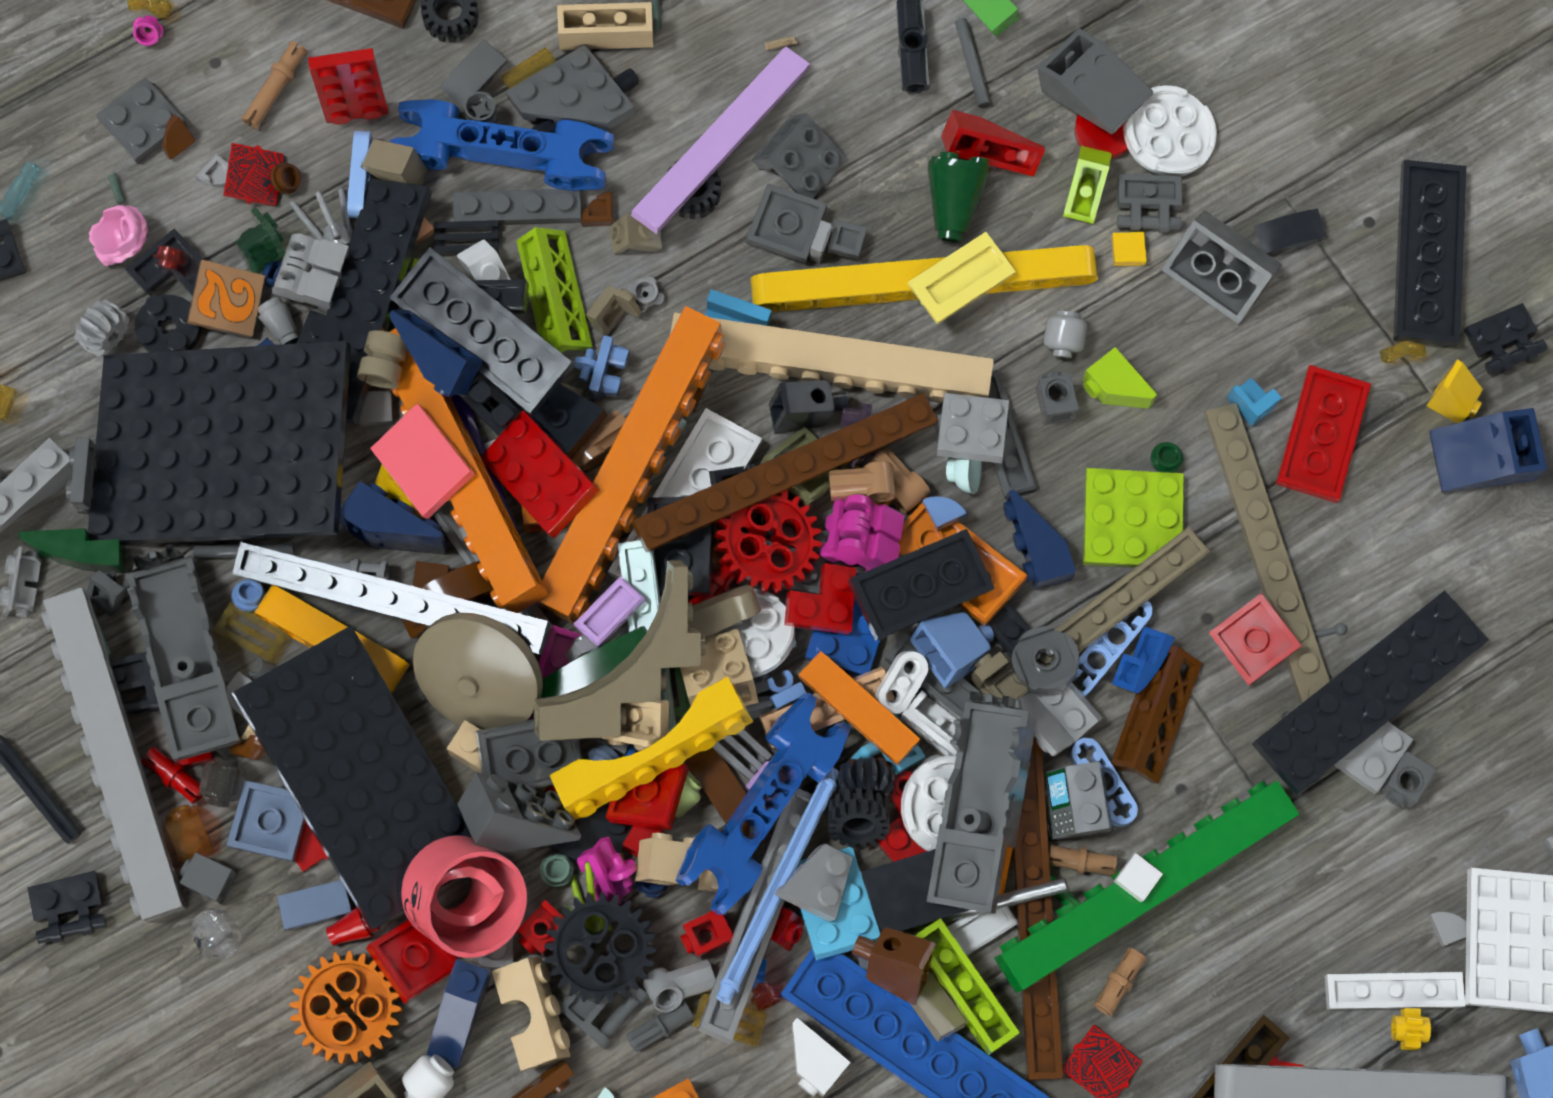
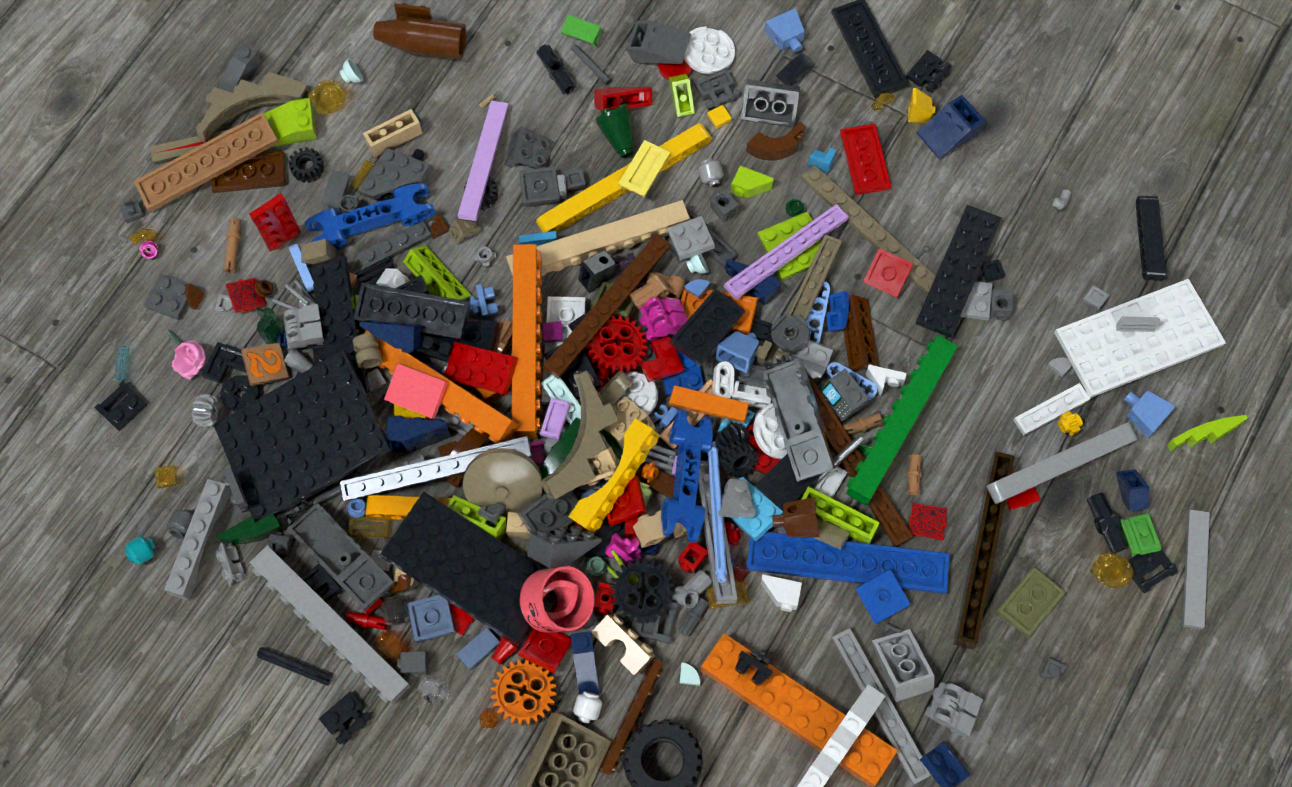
camera: 20 degrees left, 5 degrees down
(169, 257) = (223, 356): clear red plate -> none
(273, 1020) = (488, 718): none -> clear orange plate
(419, 707) = (470, 512): none -> lime slope
(439, 708) = (492, 512): none -> dark grey tile
(610, 307) = (471, 269): dark tan bracket -> none
(682, 469) = (552, 332): none -> magenta tile
(713, 767) = (649, 471): none -> orange plate
(1111, 524) = (785, 251): none -> lavender tile
(1138, 877) = (896, 415): white tile -> none
(1152, 797) = (882, 375): none -> white slope
(1191, 347) = (776, 148): none -> reddish brown arch
(1311, 160) = (786, 31): none -> medium blue torso
(1426, 718) = (992, 271): none -> black tile

